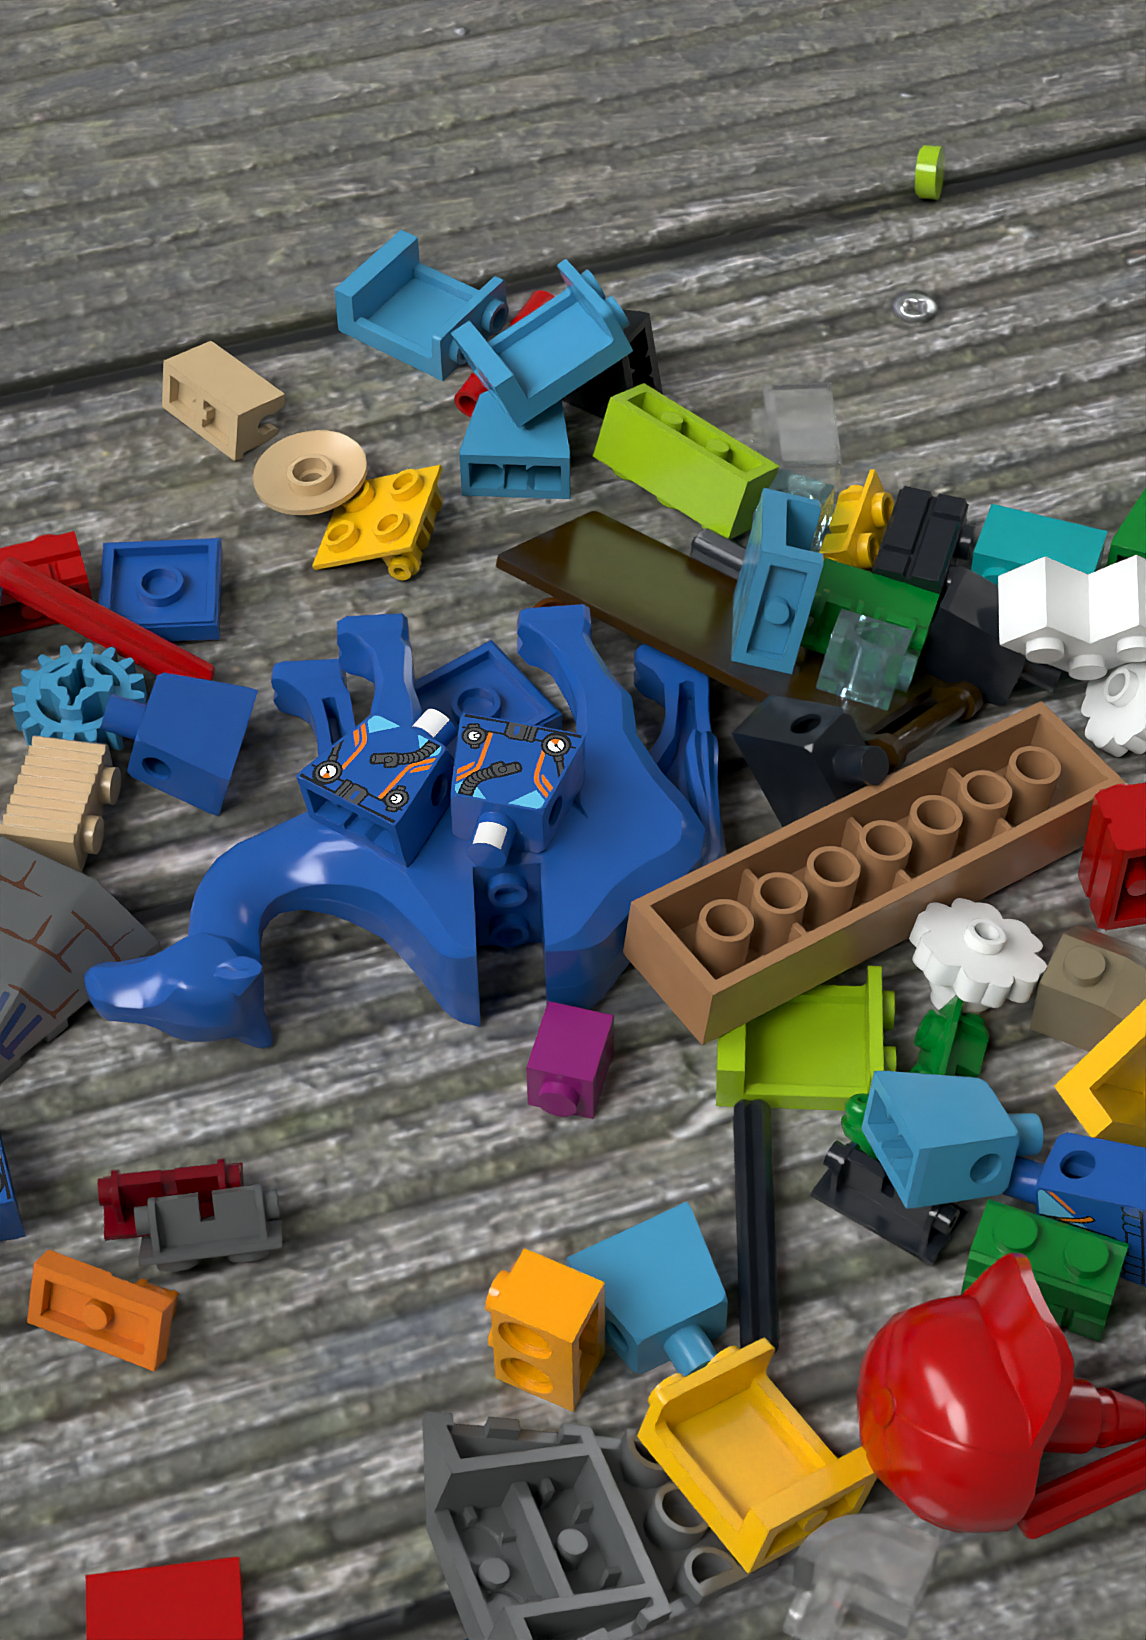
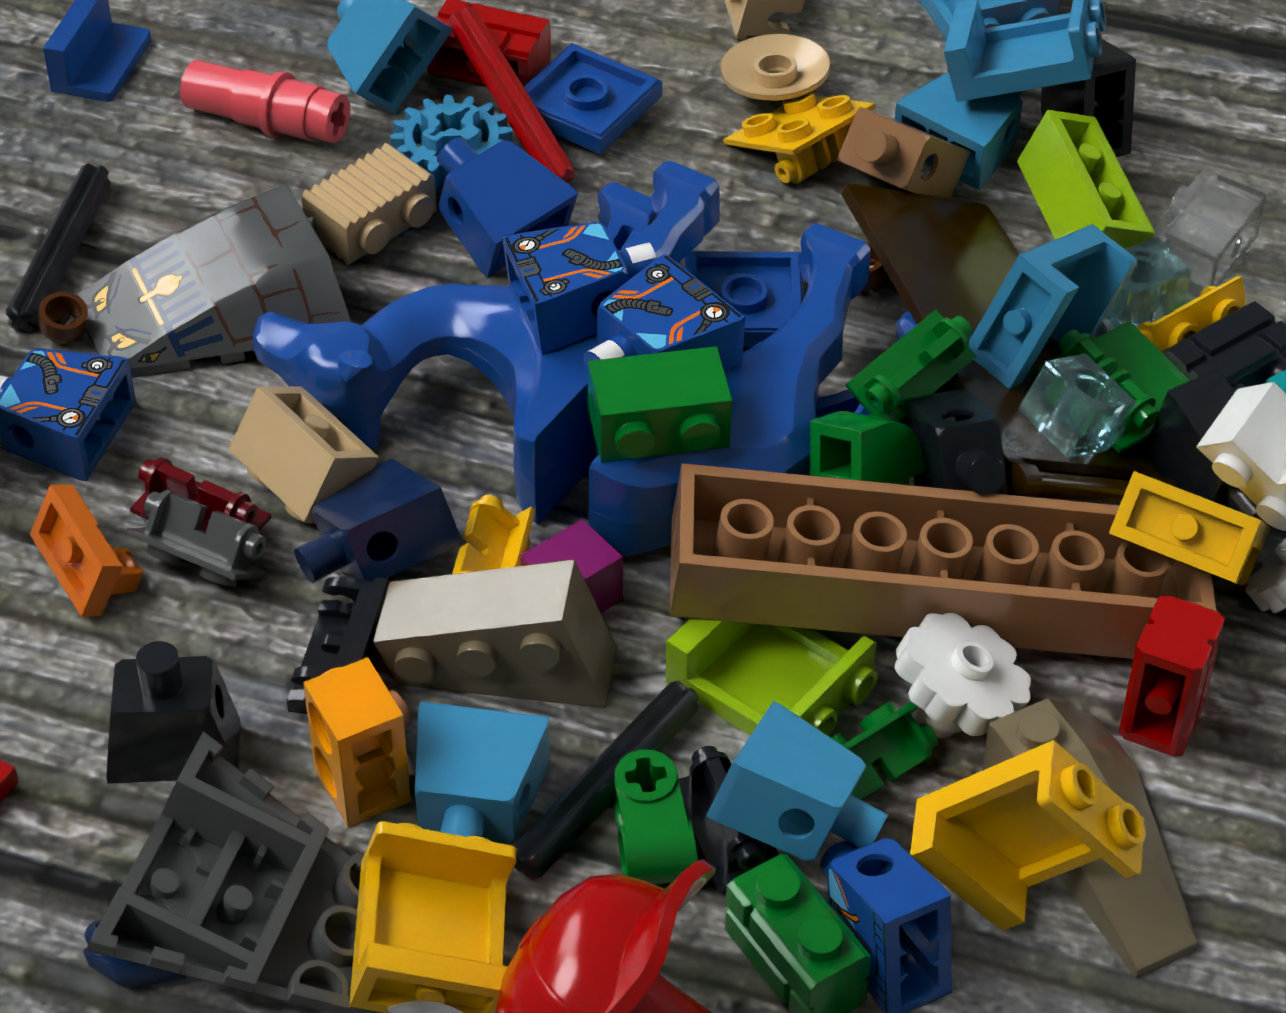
camera: 35 degrees right, 5 degrees down
(235, 1088) = (298, 449): none -> tan brick
(354, 1417) = (161, 712): none -> black torso
(372, 1113) = (379, 526): none -> dark blue torso
(428, 1251) = (341, 632): none -> black hinge
(491, 1085) = (493, 536): none -> yellow hinge
(500, 502) = (898, 152): none -> medium nougat torso
(560, 1153) = (500, 634): none -> dark tan wedge
(571, 858) = (659, 404): none -> green brick
(718, 699) = (913, 366): none -> green hinge
(743, 803) = (864, 449): none -> green brick
(838, 1243) = (651, 818): none -> green piece
(1049, 718) = (1190, 528): none -> yellow panel

